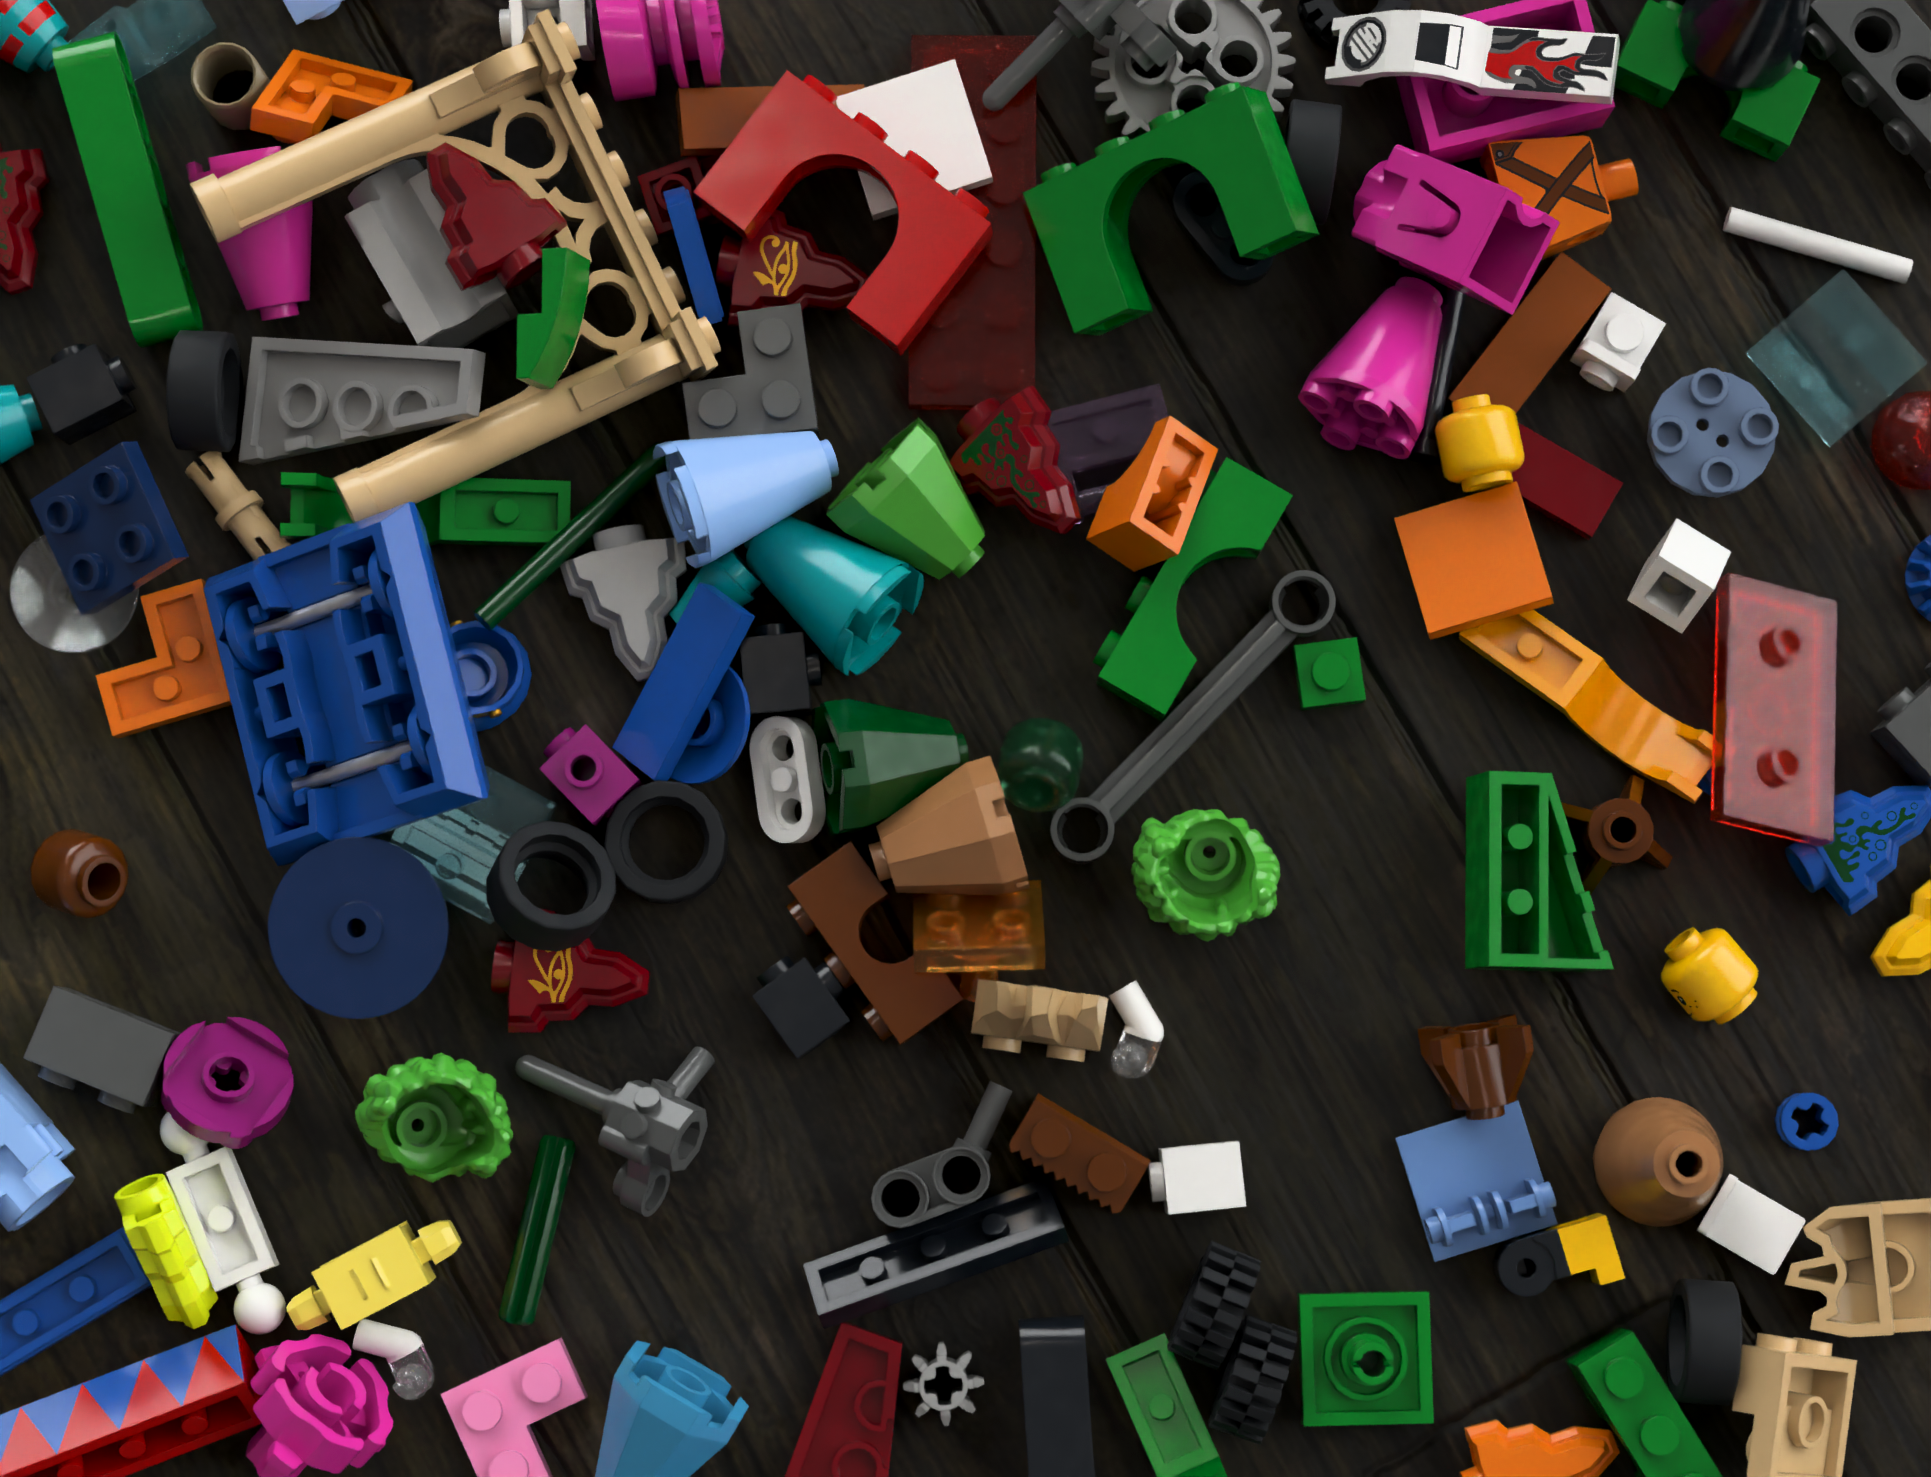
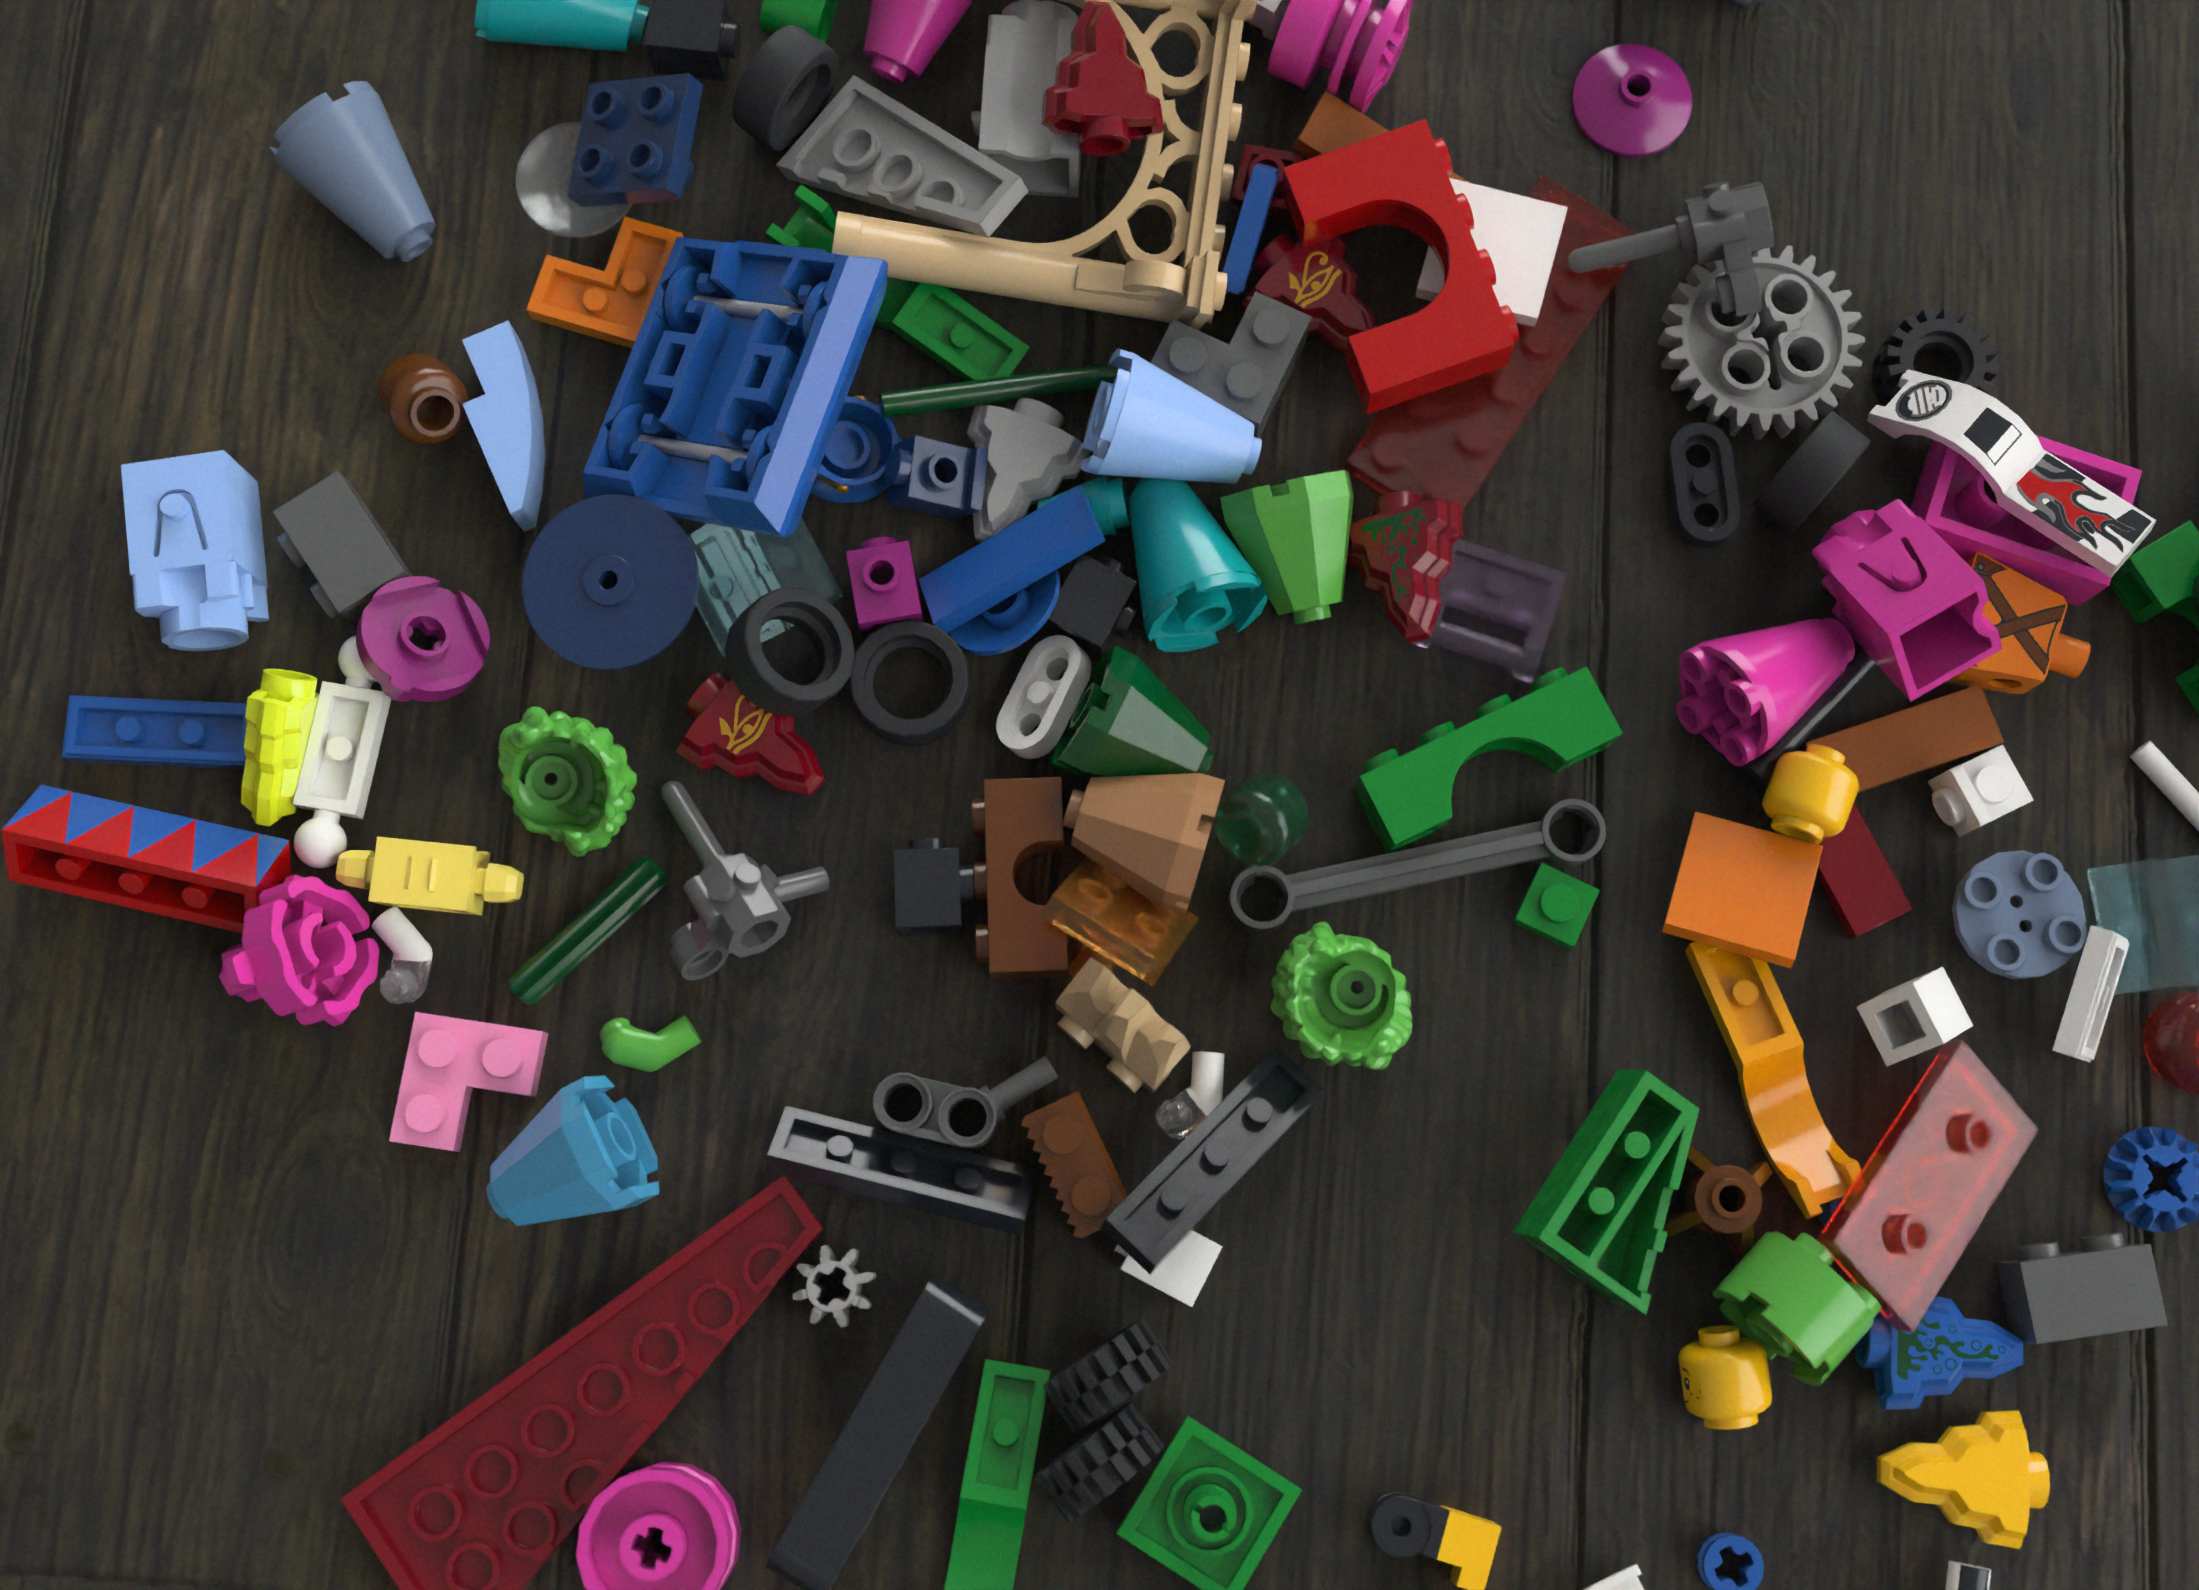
camera: 30 degrees right, 5 degrees down
(164, 841) = (508, 419): none -> light blue slope
(236, 506) = (750, 200): tan pin -> none
(549, 336) = (1091, 206): green slope -> none
(570, 651) = (949, 494): none -> dark blue brick
(652, 1297) = (644, 1049): none -> bright green arm
(1086, 207) = (1600, 391): green arch -> none
(1155, 499) = (1503, 662): orange arch -> none
(1185, 1075) = (1212, 1160): none -> black plate
(1476, 1182) = (1405, 1422): medium blue hinge -> none
(1479, 1063) = (1474, 1320): reddish brown brick -> none
(1658, 1161) = (1575, 1512): medium nougat cone -> none
(1728, 879) = (1797, 1304): none -> bright green brick
(1810, 462) = (2091, 994): none -> white tile

